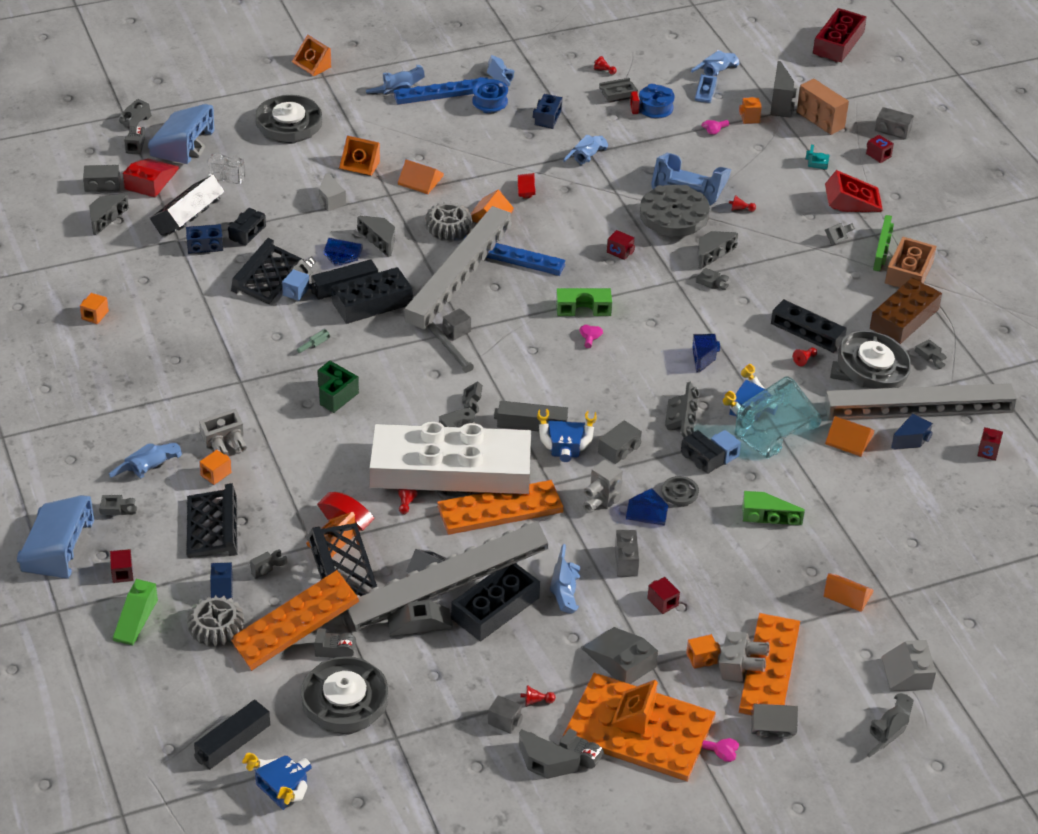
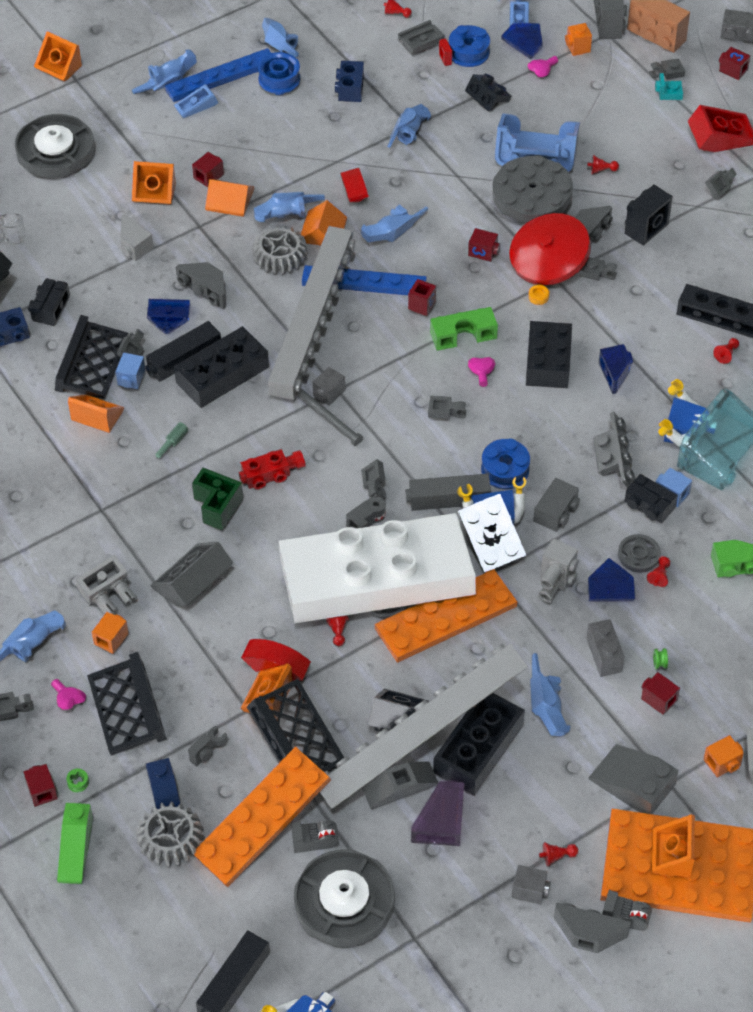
camera: 10 degrees left, 10 degrees up
(153, 564) = (74, 774): none -> bright green bush
(166, 508) = (67, 696): none -> dark pink rock
(256, 310) = (94, 412): none -> orange slope
(299, 439) = (193, 573): none -> dark grey slope
(387, 374) = (269, 468): none -> red brick
(408, 151) = (208, 168): none -> dark red brick
(416, 106) = (196, 102): none -> medium blue slope
(445, 650) = (441, 816): none -> clear purple slope
(463, 189) = (285, 204): none -> medium blue animal
(548, 219) = (392, 225): none -> medium blue animal
(548, 355) = (443, 406): none -> dark grey plate
(555, 272) = (422, 297): none -> dark red brick
(557, 451) = (492, 533): none -> plate
(584, 399) = (495, 461): none -> blue wheel
(649, 332) = (549, 354): none -> black brick
(656, 289) = (538, 294): none -> light orange tile
(660, 135) = (486, 91): none -> black bracket
(672, 569) = (660, 658): none -> bright green bush
(675, 256) = (550, 249): none -> red dish
(691, 510) = (658, 576): none -> red piece
(705, 103) = (524, 38): none -> clear blue slope
(767, 244) = (648, 214): none -> black brick
(822, 145) = (670, 68): none -> dark grey plate

